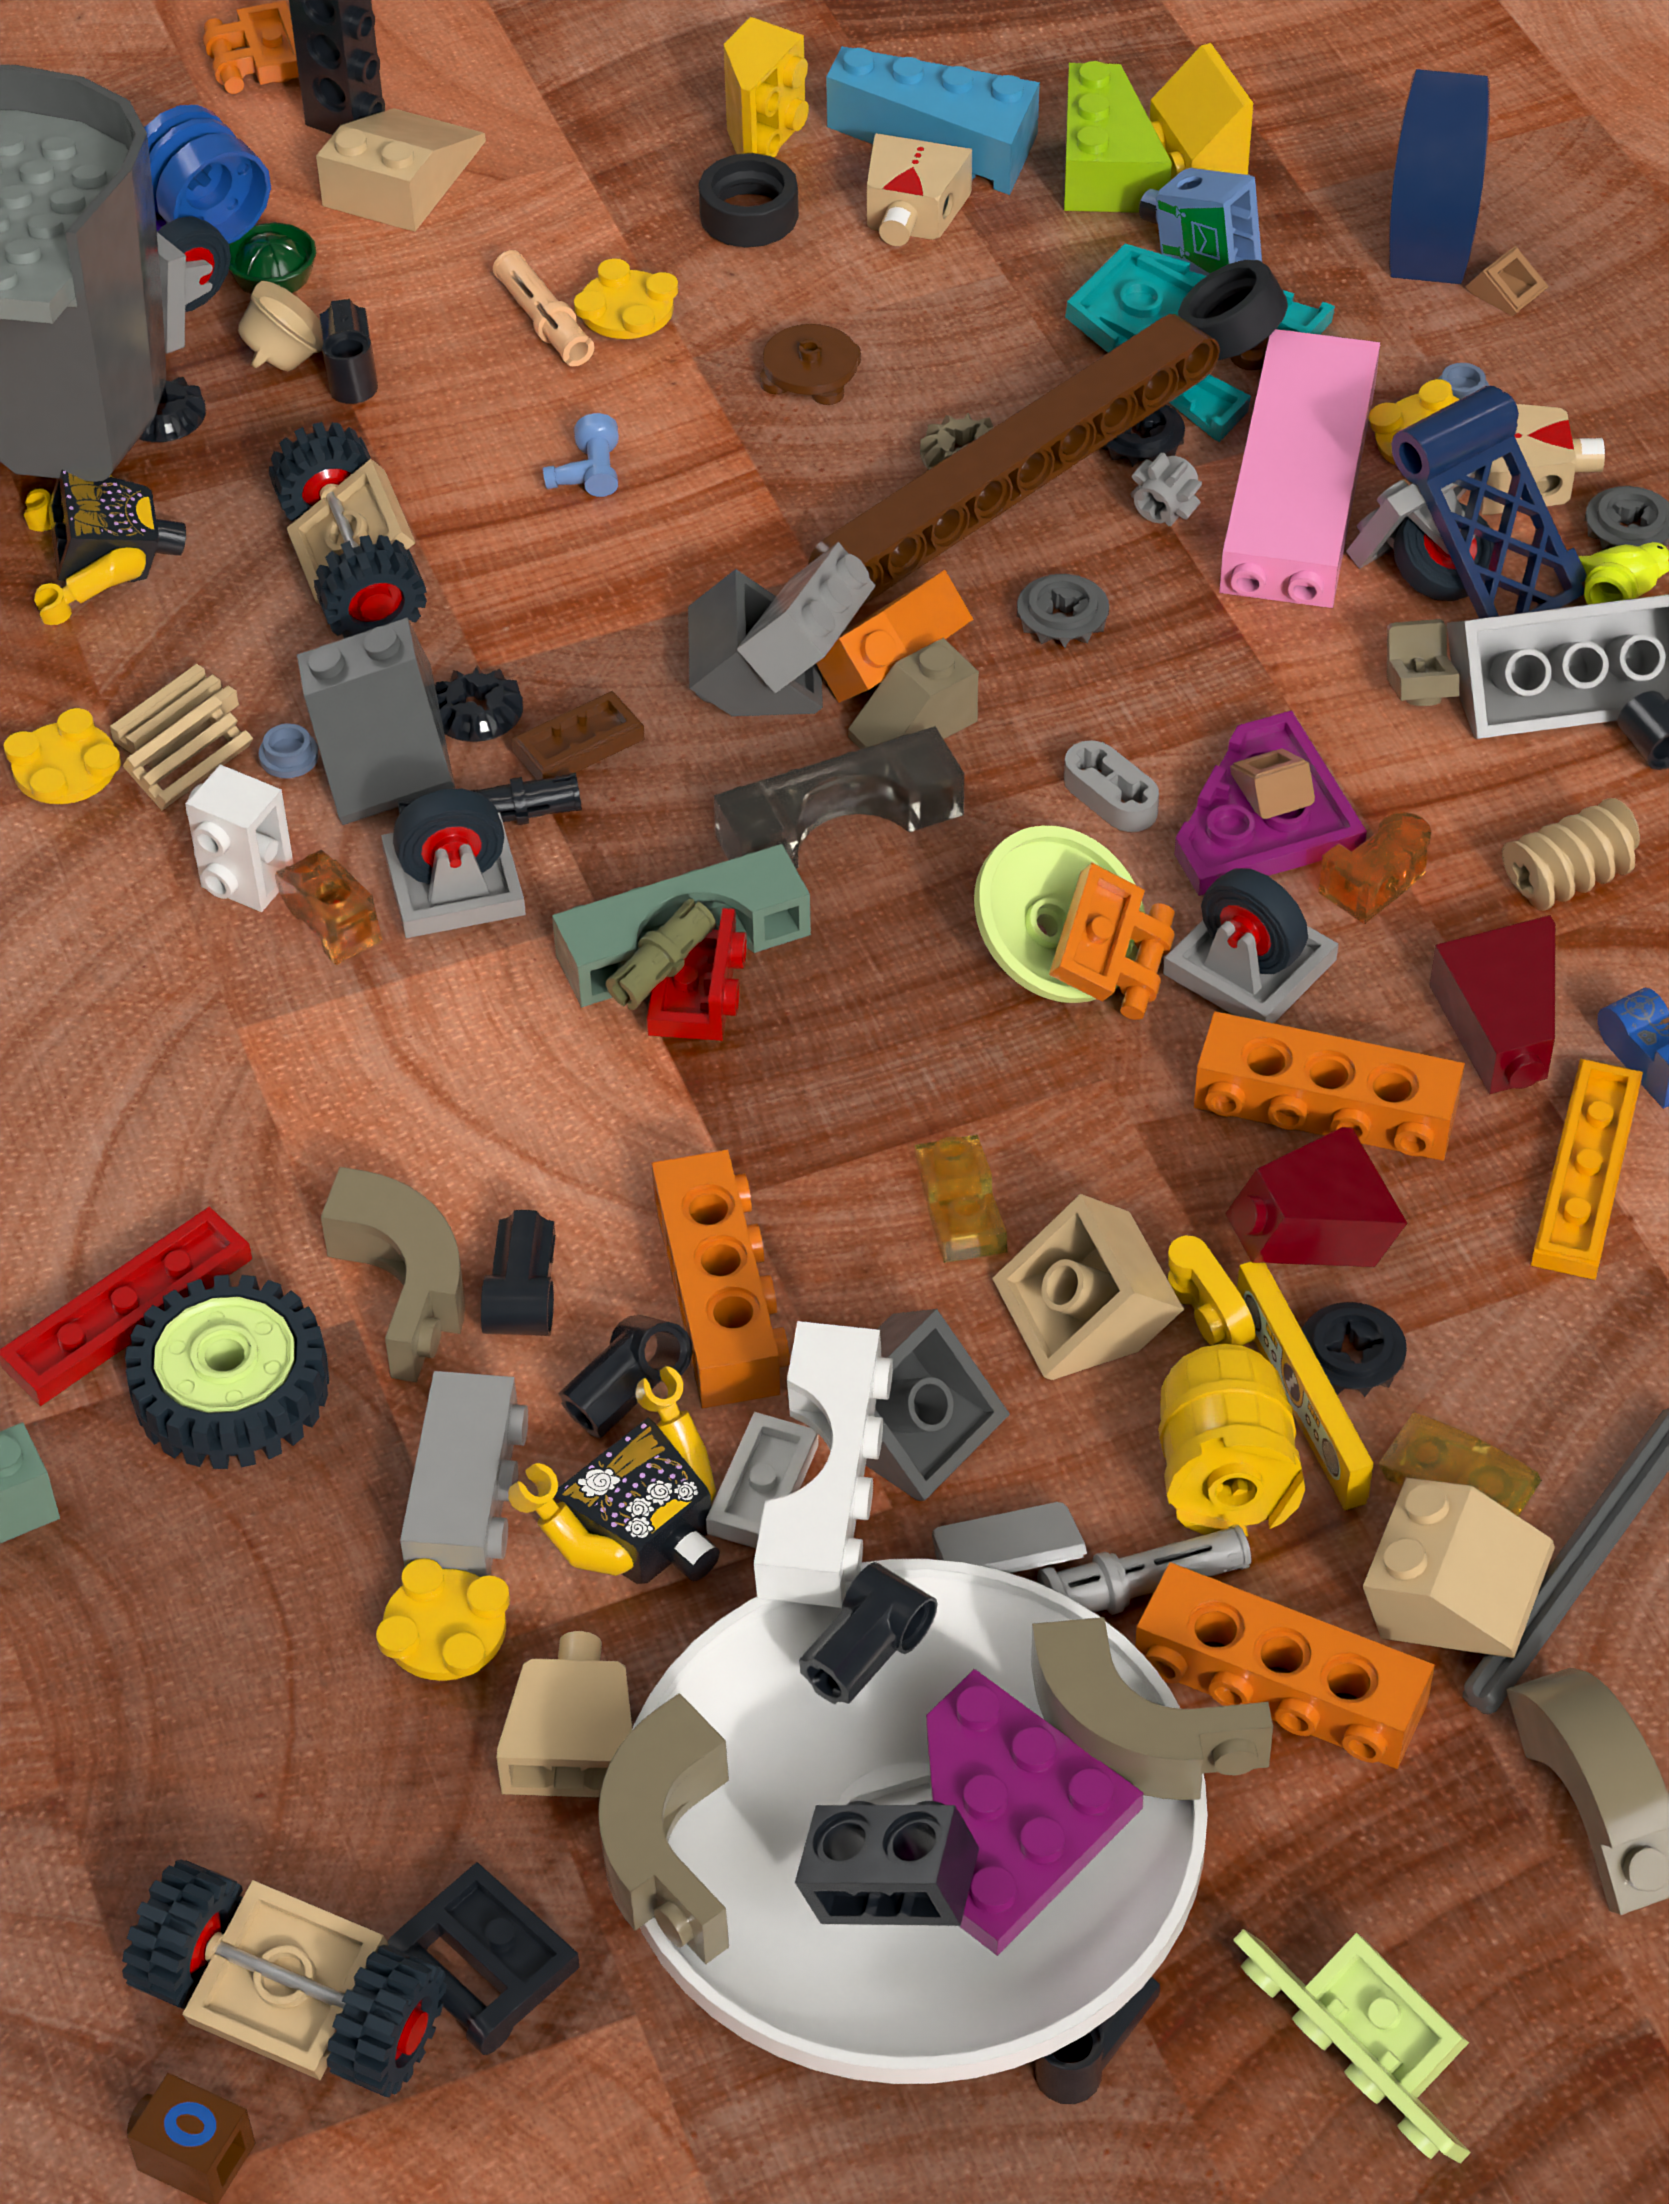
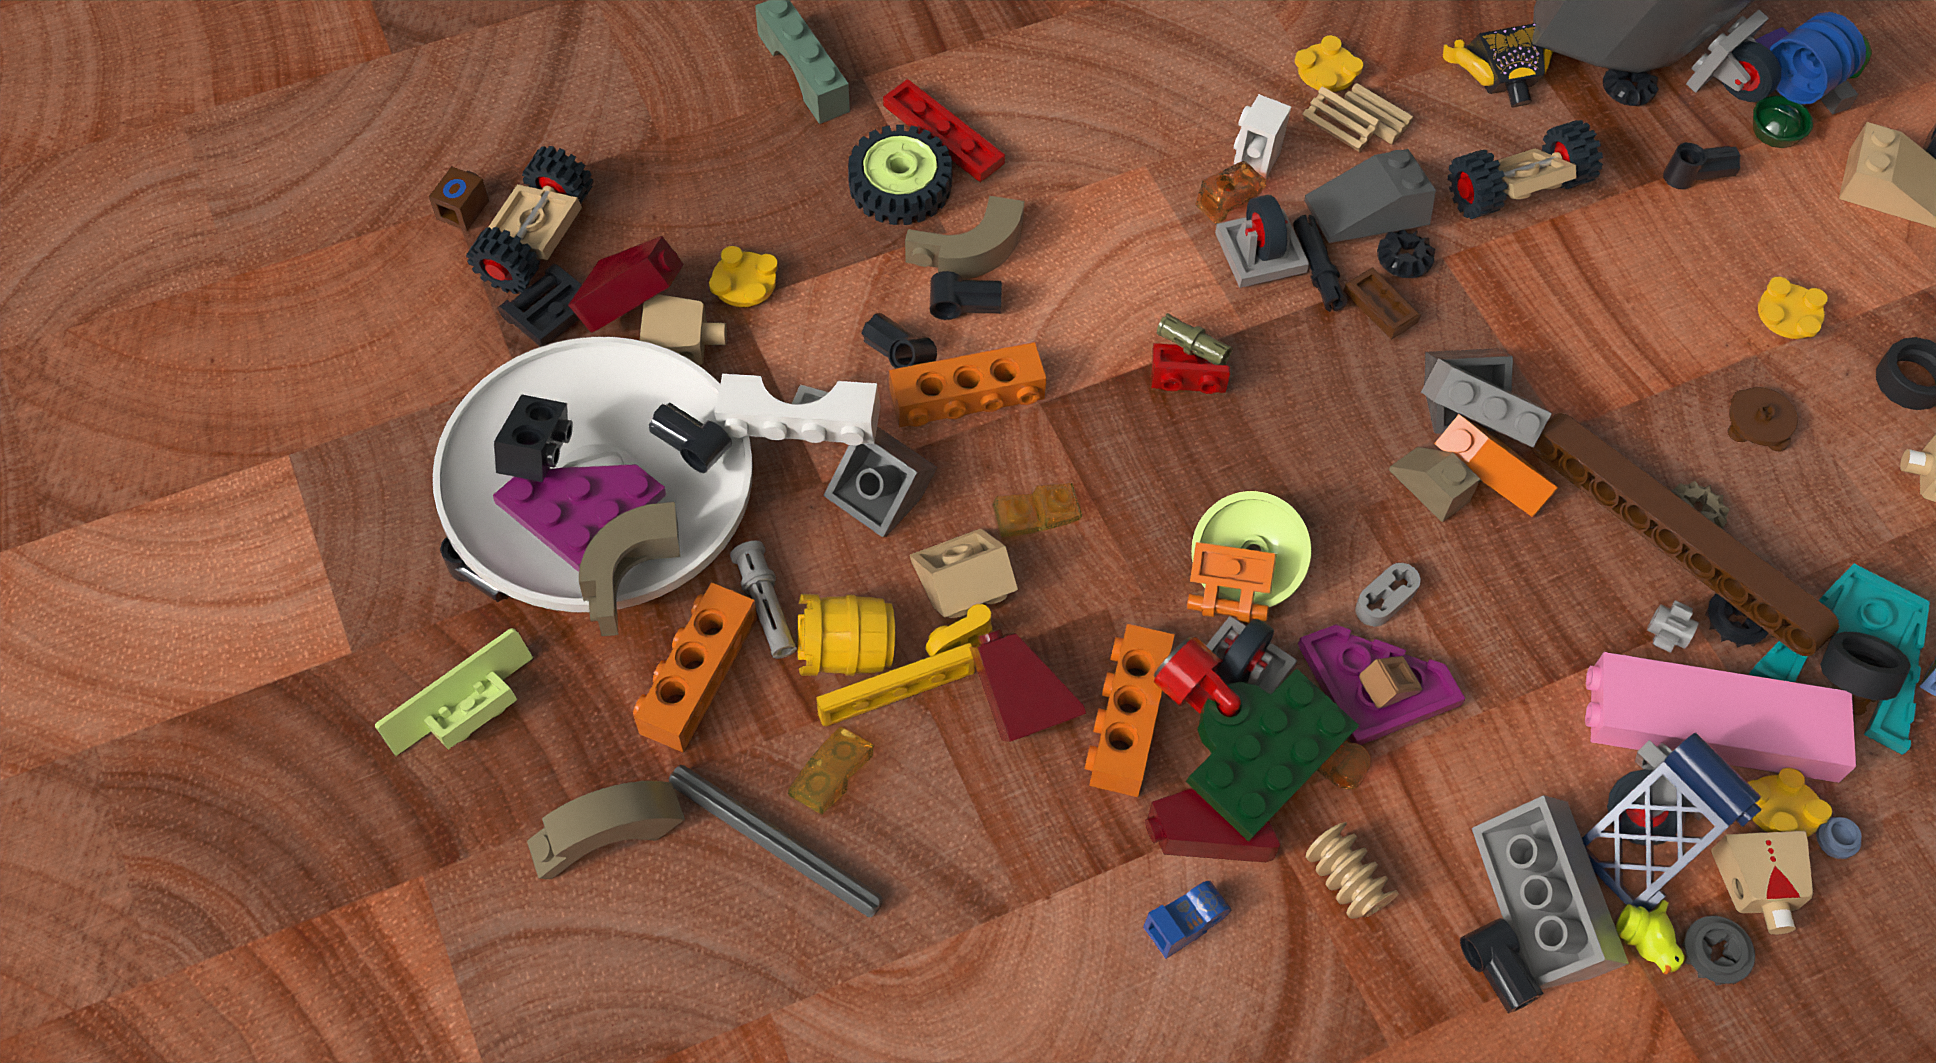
camera: 85 degrees right, 10 degrees up
(279, 328) = (1714, 124): tan piece -> none
(288, 751) = (1346, 160): sand blue plate -> none
(464, 1472) = (830, 276): light grey brick -> none
(476, 1778) = (625, 282): none -> dark red slope
(567, 336) = (1763, 269): light nougat pin -> none
(595, 436) = (1653, 299): medium blue piece -> none
(605, 934) = (1258, 394): sand green arch -> none
(636, 1501) = (810, 350): torso -> none
(649, 1785) = (573, 336): dark tan arch -> none
(901, 780) = (1320, 400): clear smoke arch -> none
(1013, 1539) = (782, 529): light grey slope -> none
(1068, 594) = (1547, 552): dark grey gear -> none
(1370, 1332) = (940, 705): black gear -> none
(1383, 918) = (1258, 740): none -> dark green plate
(1419, 662) = (1521, 784): dark tan bracket -> none
(1456, 1570) = (750, 756): tan slope -> none
(1587, 1169) = (1083, 870): light orange tile -> none

